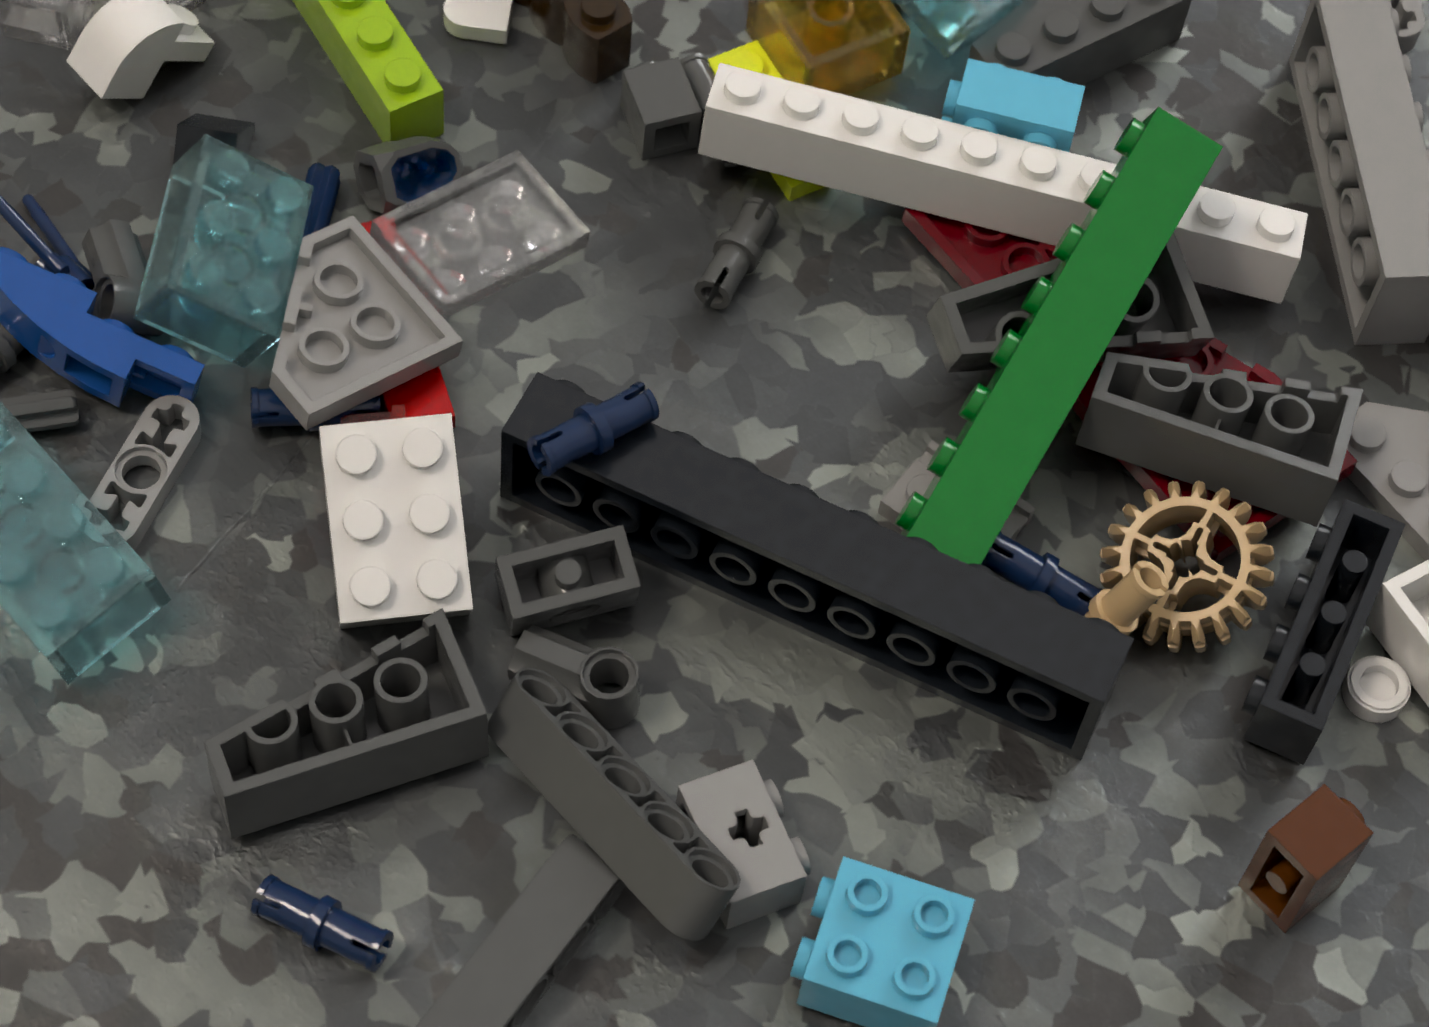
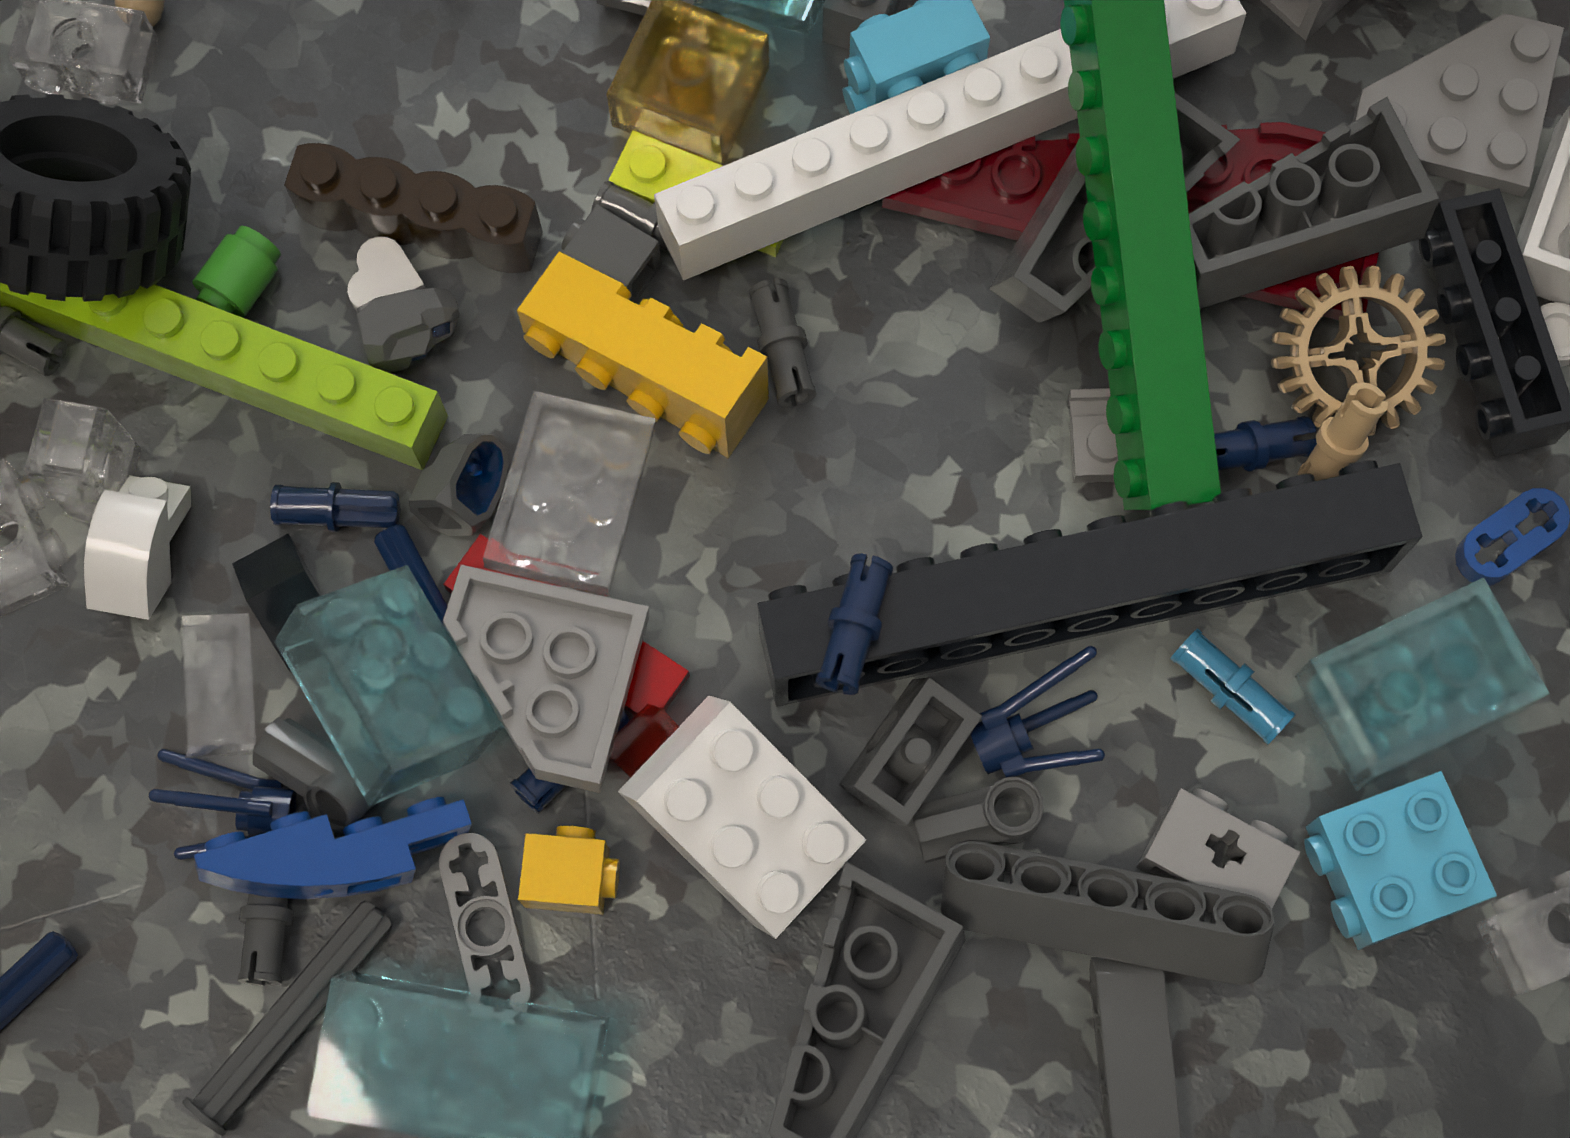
camera: 30 degrees left, 15 degrees up
(105, 167) = (217, 685): none -> clear brick
(233, 478) = (568, 871): none -> yellow brick
(301, 126) = (334, 507): none -> dark blue axle
(466, 45) = (406, 326): none -> dark grey rock
(625, 189) = (646, 355): none -> yellow wedge
(648, 632) = (1004, 739): none -> dark blue plant
(869, 738) = (1232, 686): none -> dark azure pin
(1022, 836) = (1420, 684): none -> clear light blue brick
(1203, 803) = (1504, 525): none -> blue beam

